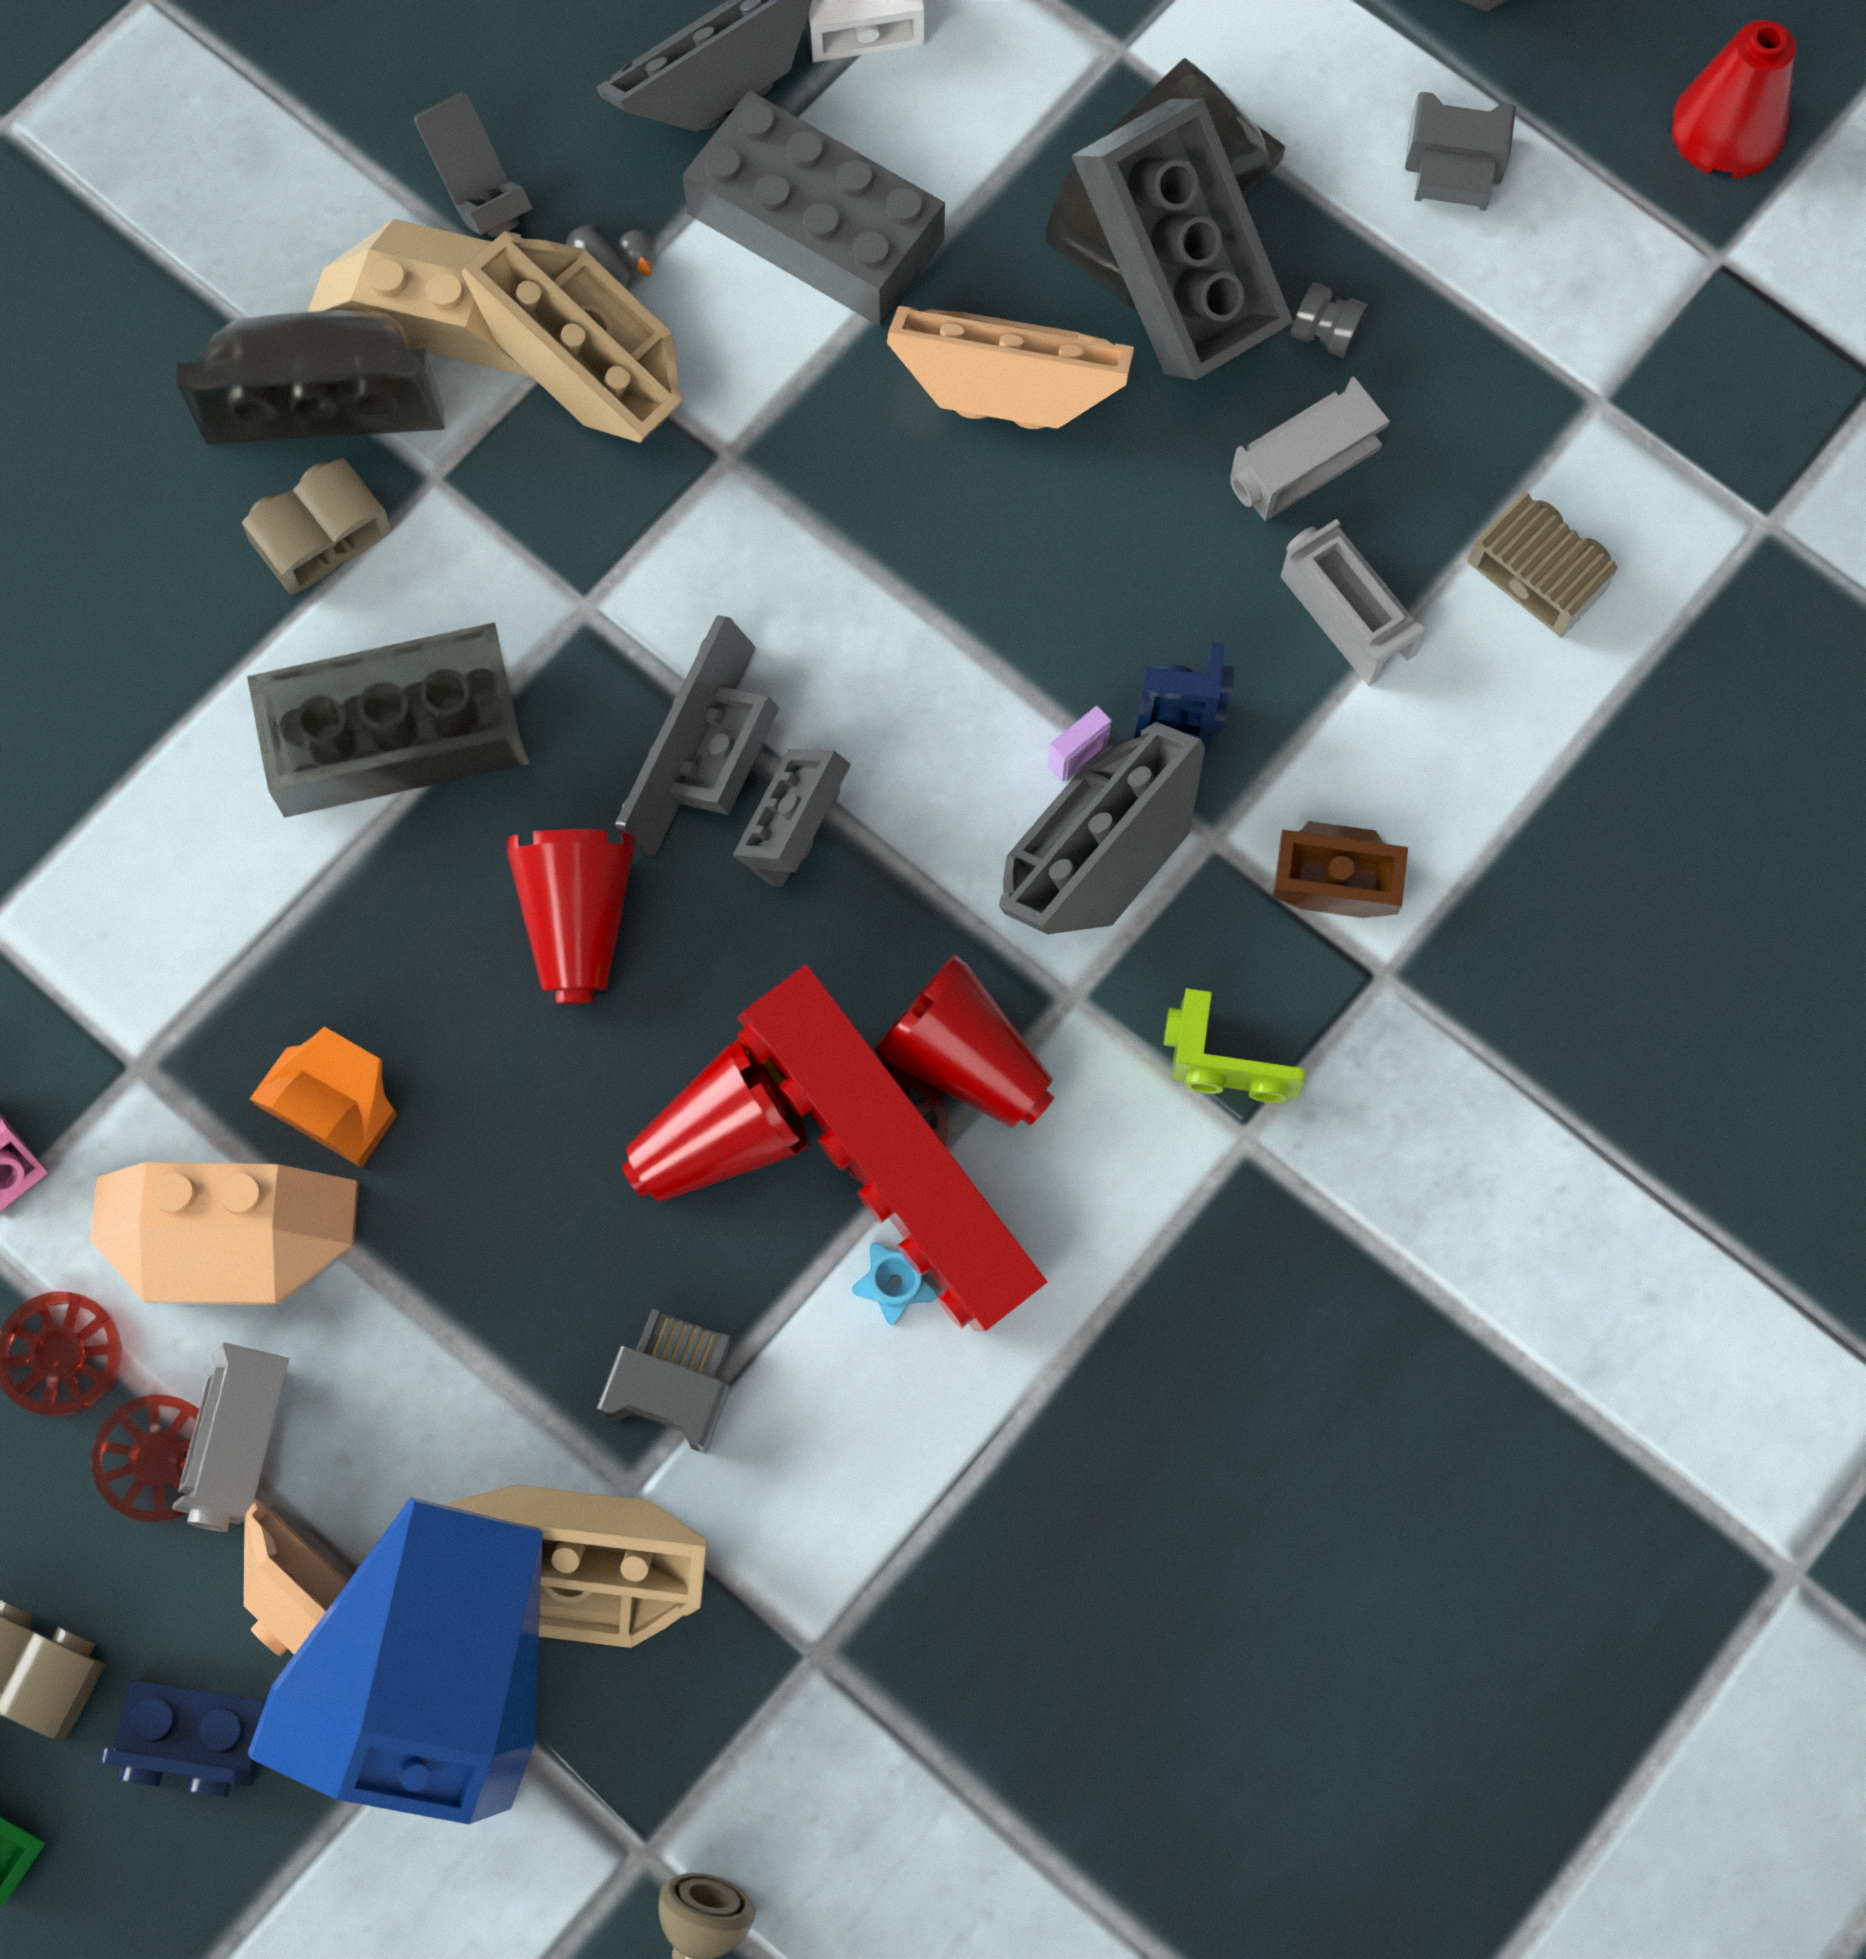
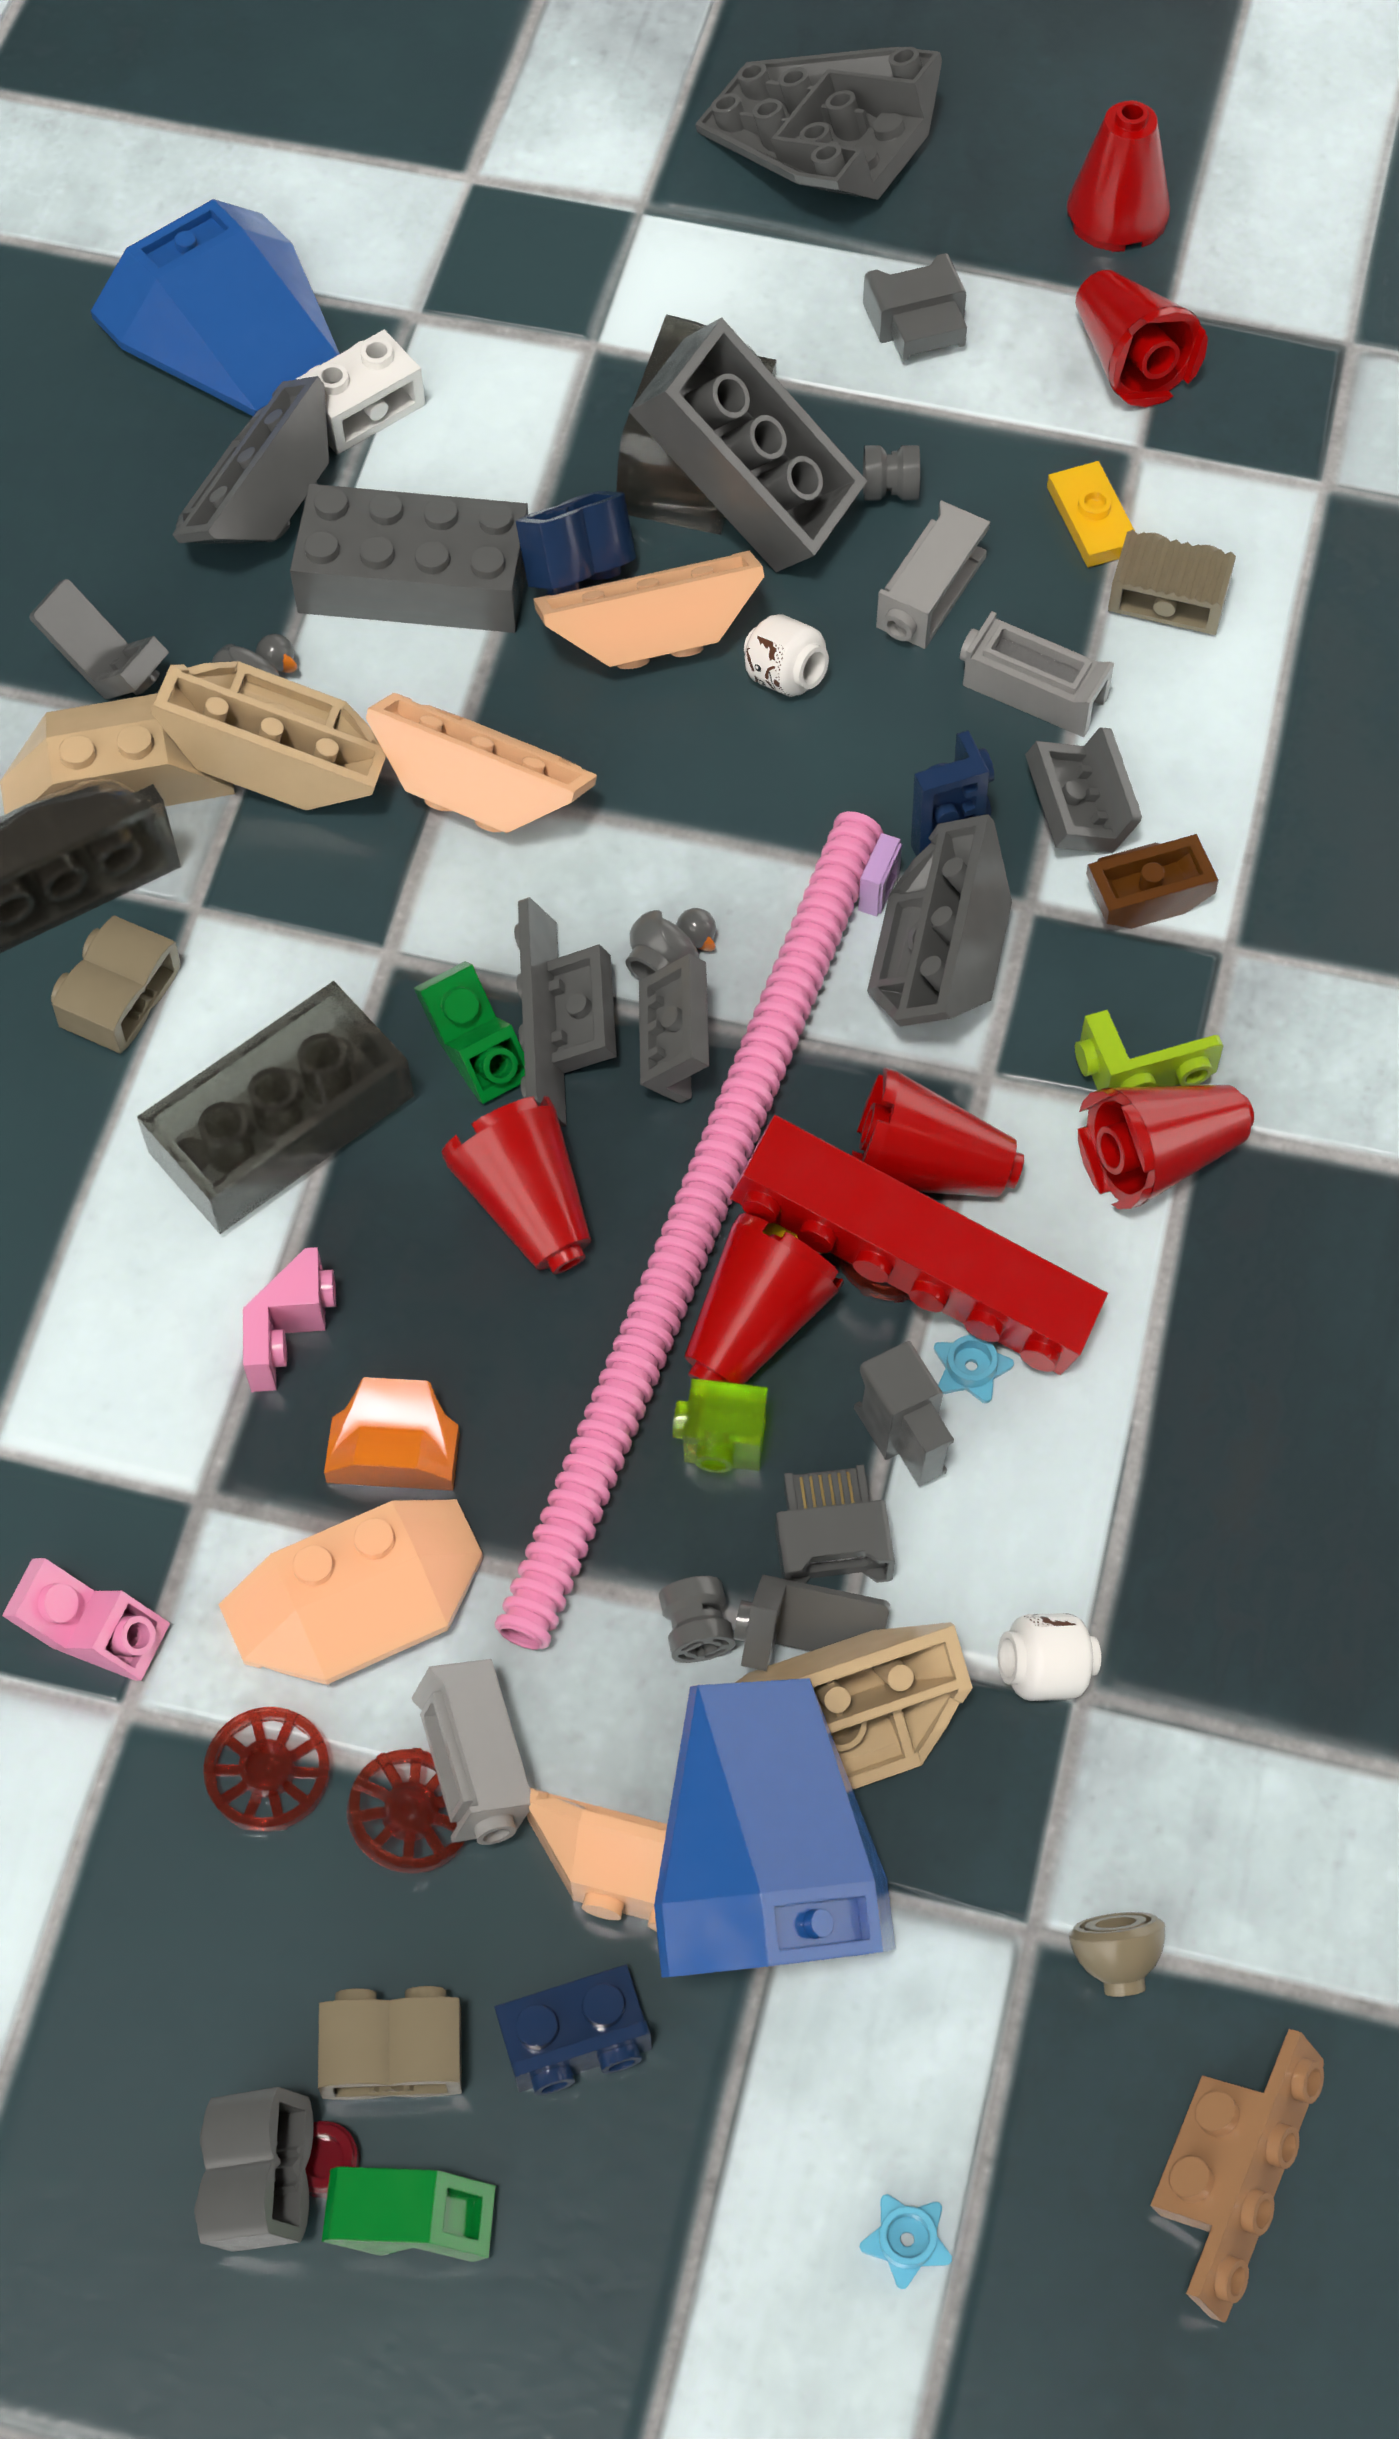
camera: 25 degrees left, 10 degrees down
(311, 916) = (288, 1304): none -> bright pink slope
(500, 1407) = (696, 1619): none -> dark grey wheel
(594, 1452) = (802, 1618): none -> dark grey bracket
(613, 723) = (470, 1033): none -> green slope
(625, 1231) = (722, 1425): none -> clear neon green brick
(711, 1015) = (687, 1238): none -> bright pink piece
(756, 451) = (472, 767): none -> light nougat wedge
(793, 1303) = (903, 1411): none -> dark grey piece
(797, 1608) = (1048, 1657): none -> white head
(832, 724) = (660, 942): none -> dark grey animal
(974, 261) = (576, 541): none -> dark blue brick
(1116, 471) = (786, 655): none -> white head
(1196, 1145) = (1158, 1135): none -> red cone
(1326, 750) = (1085, 792): none -> dark grey bracket
(1509, 449) = (1090, 512): none -> yellow plate
(1659, 282) = (1140, 337): none -> red cone

